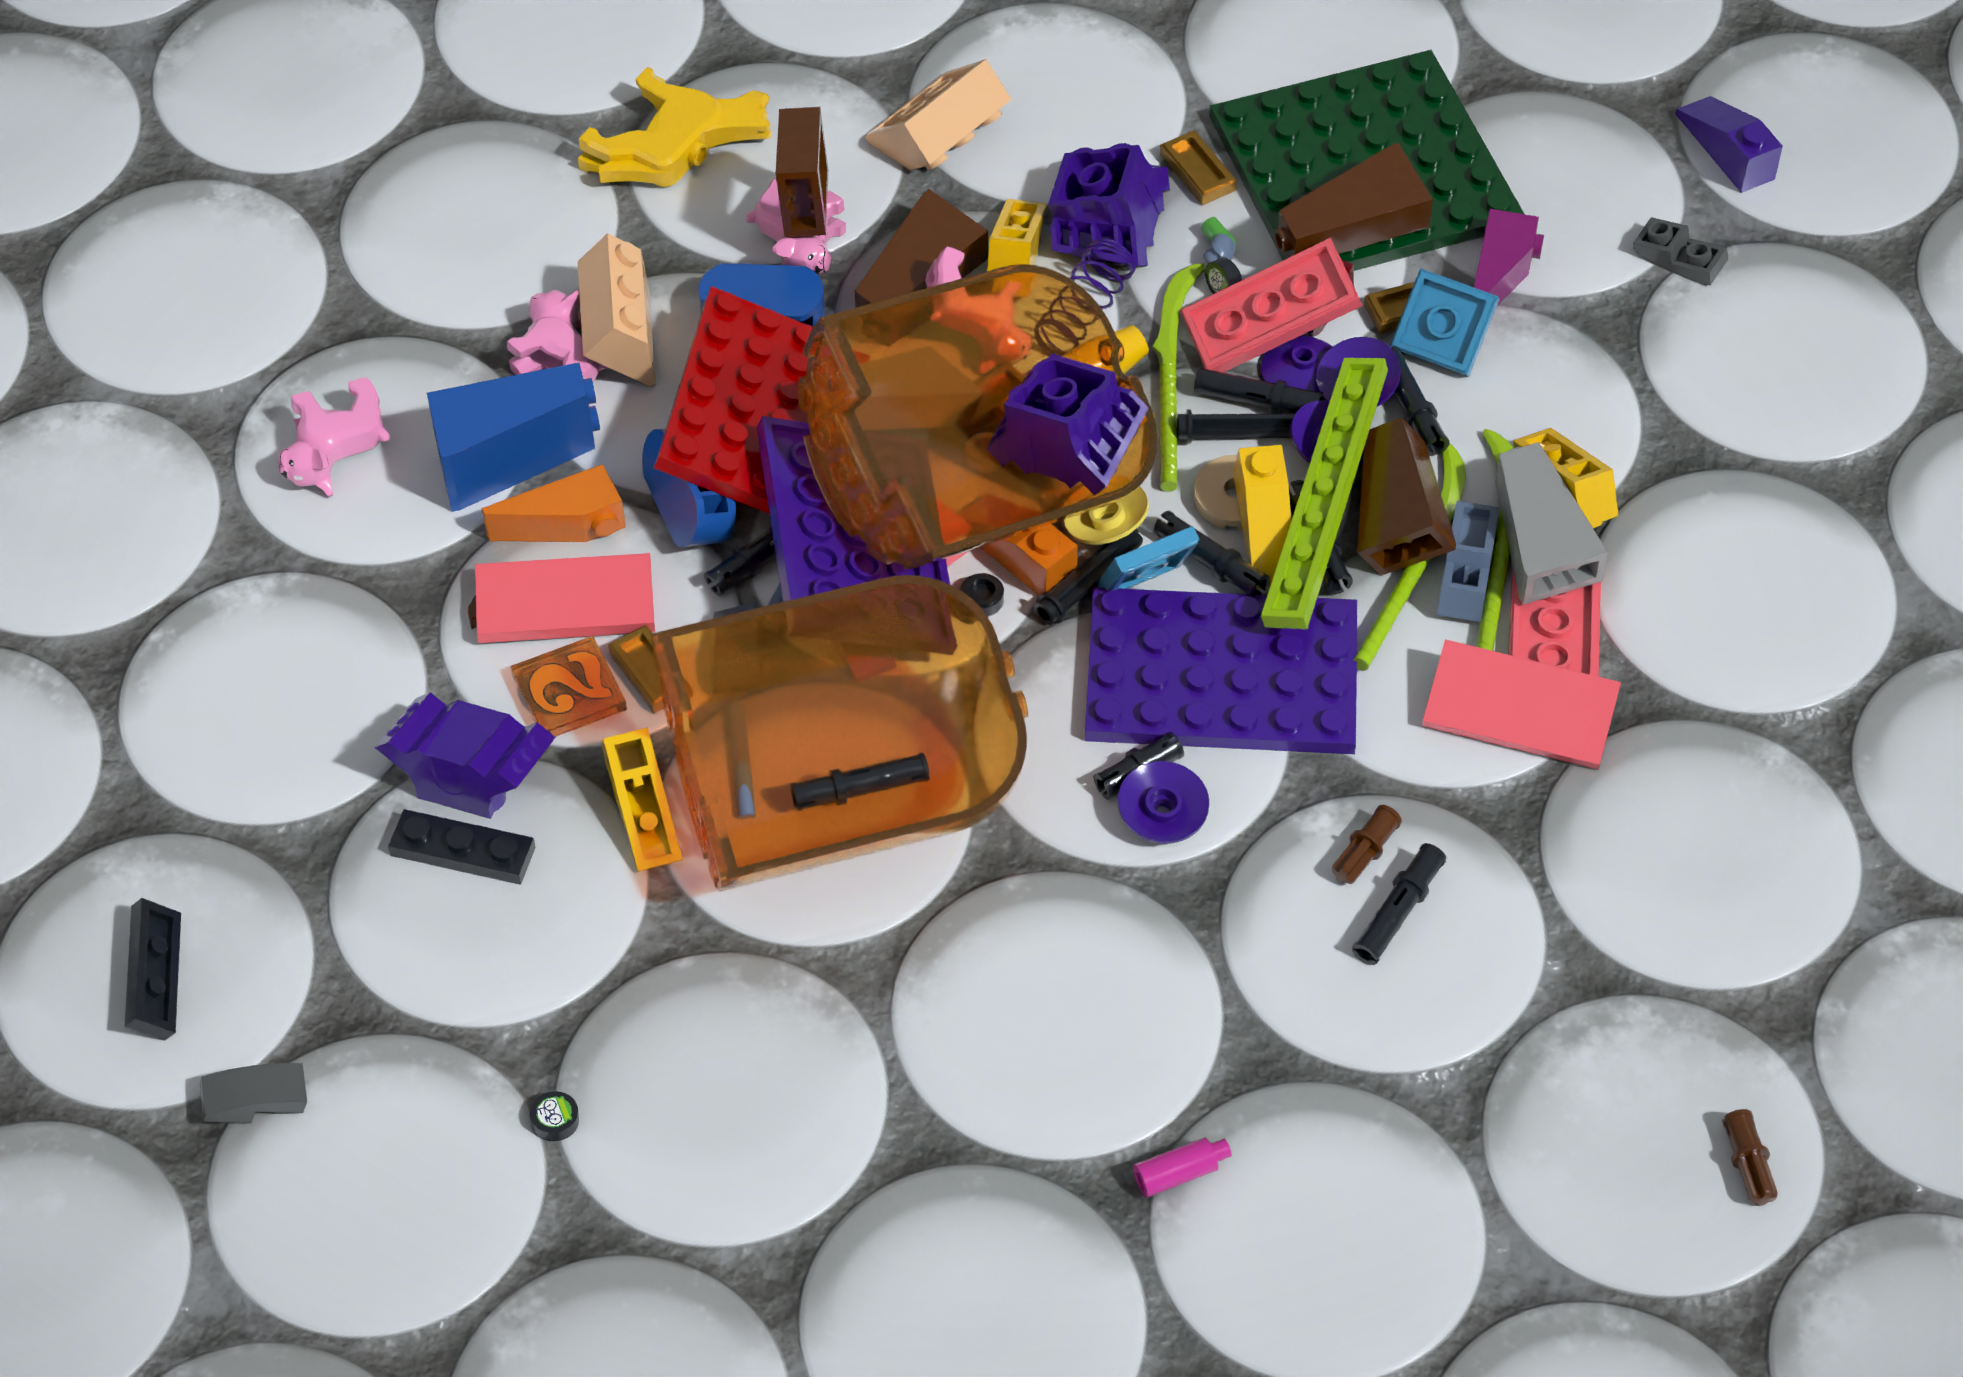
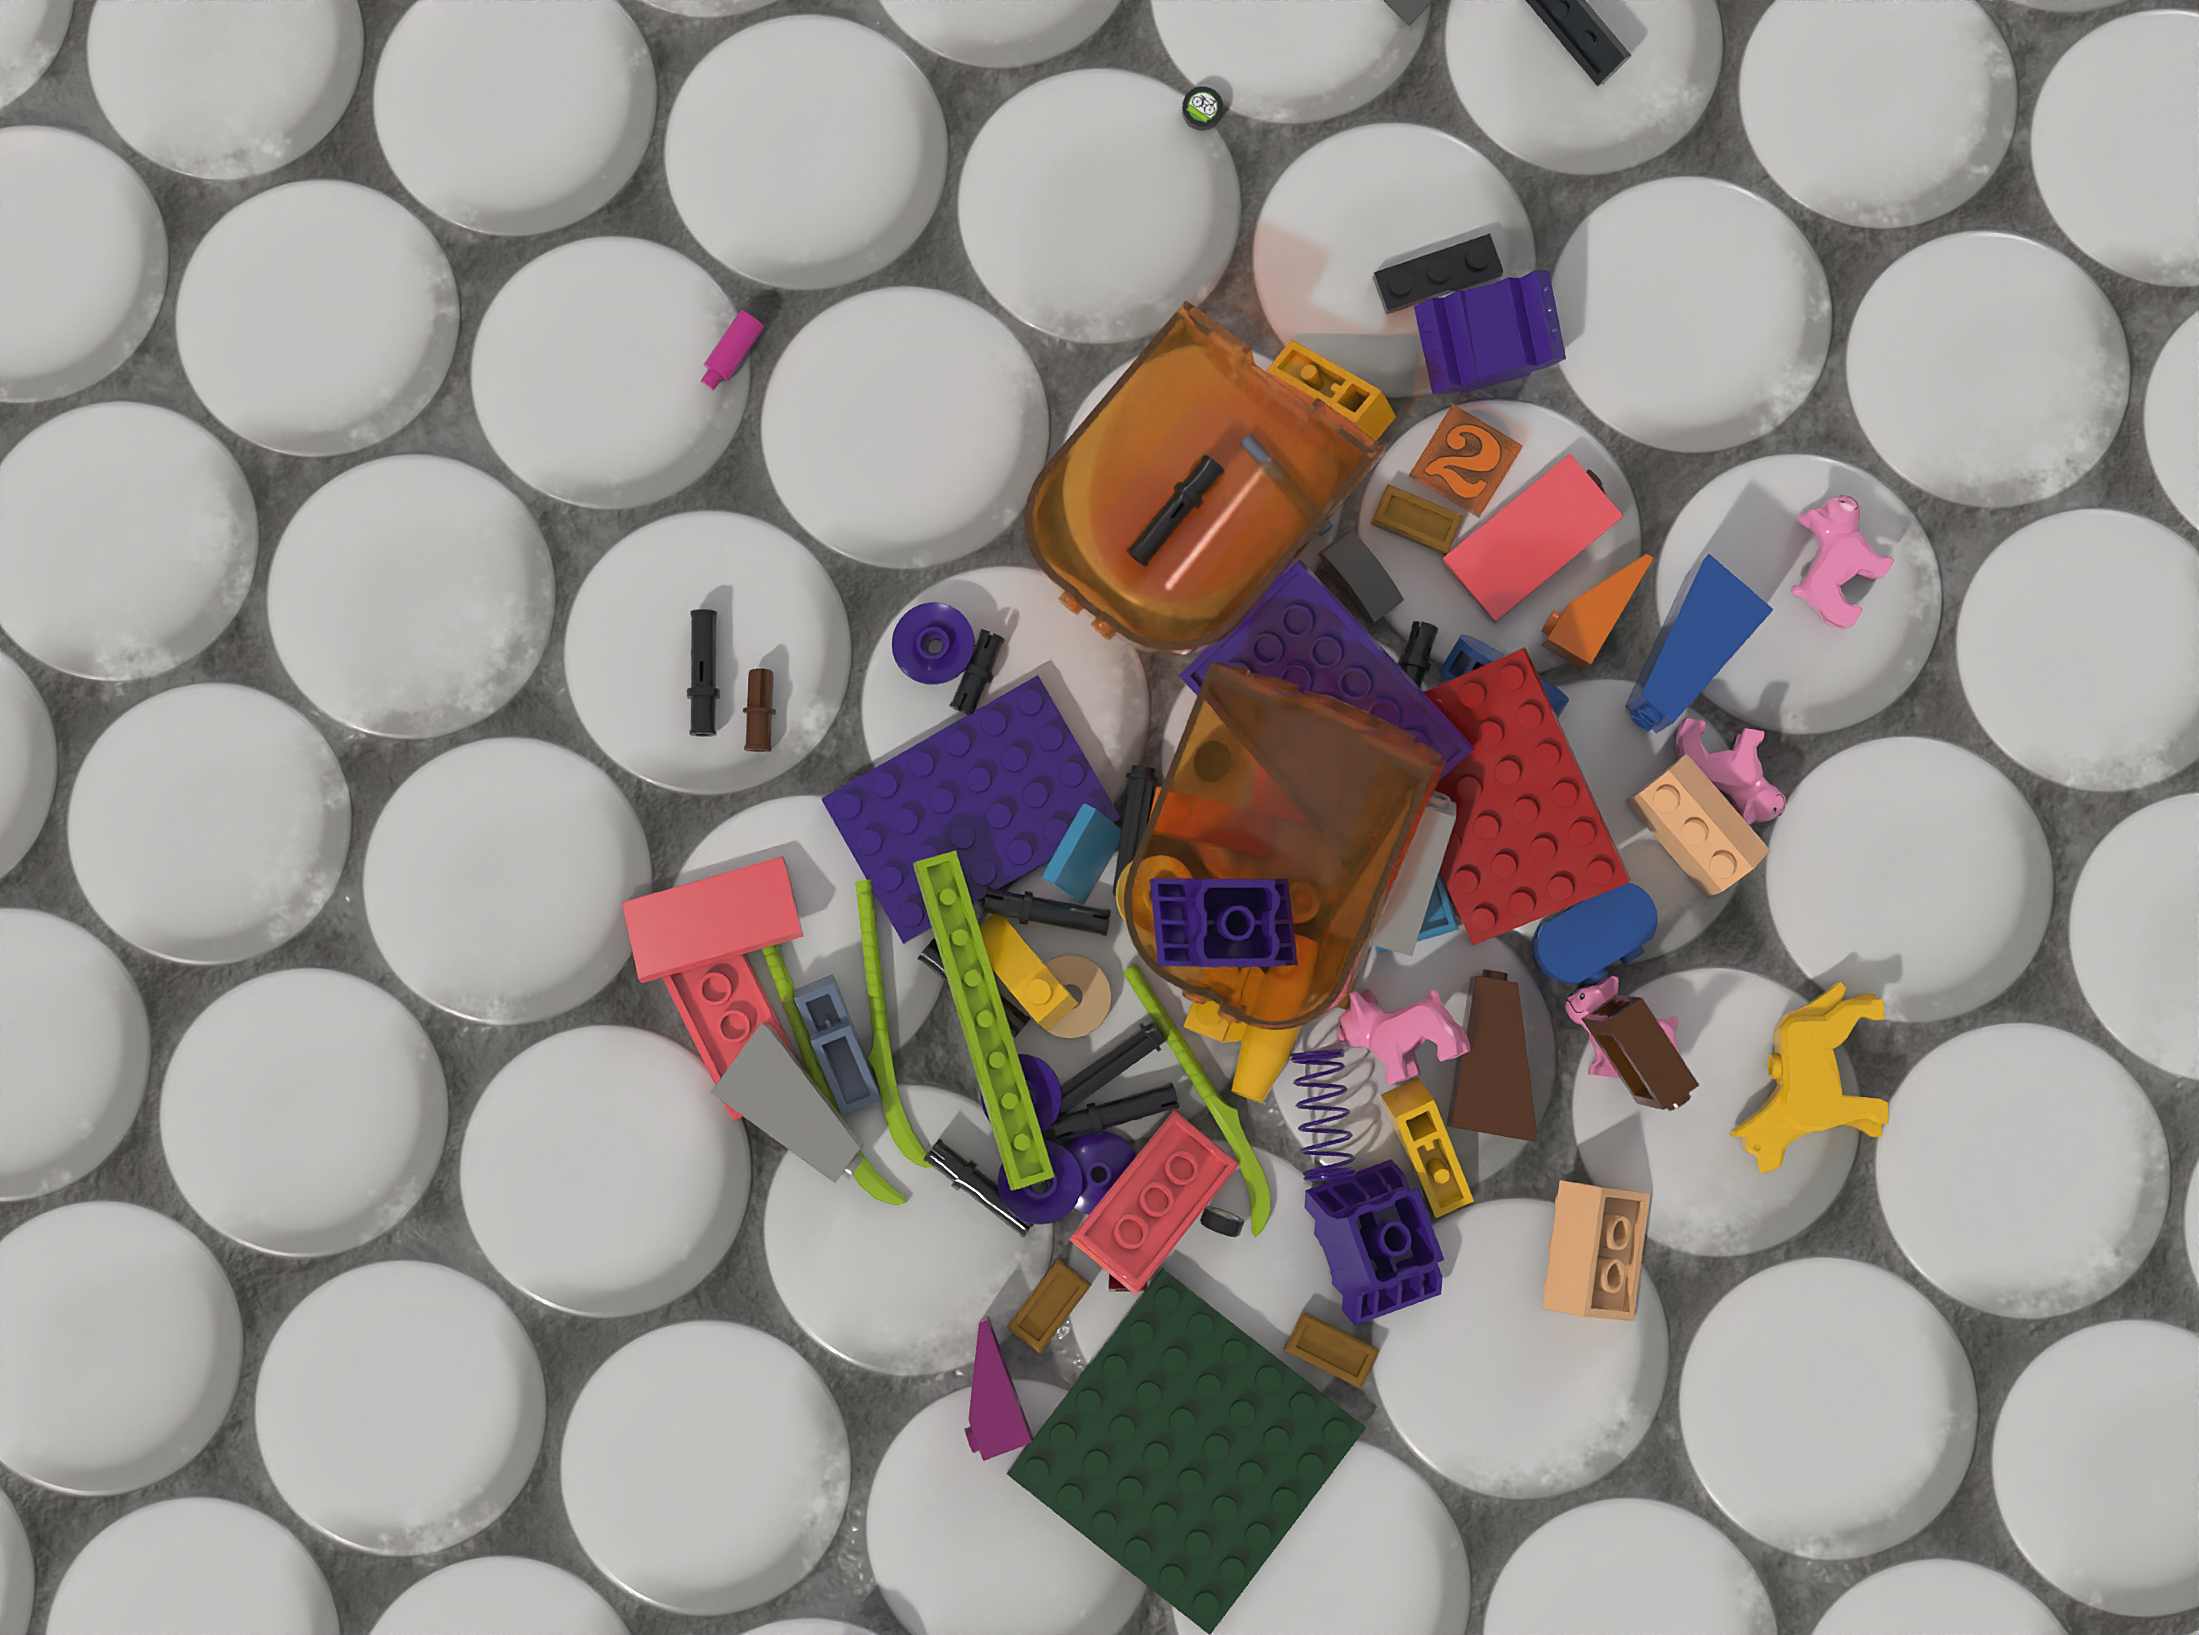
camera: 150 degrees right, 30 degrees up
(1221, 240) = (1249, 1264): arm -> none
(1358, 207) = (1143, 1366): reddish brown slope -> none
(1400, 501) = (921, 1060): reddish brown slope -> none
(1444, 322) = (999, 1287): dark azure tile -> none
(1584, 475) = (805, 1188): yellow slope -> none
(1672, 249) = (849, 1523): dark grey slope -> none
(1750, 1156) = (329, 618): reddish brown axle -> none

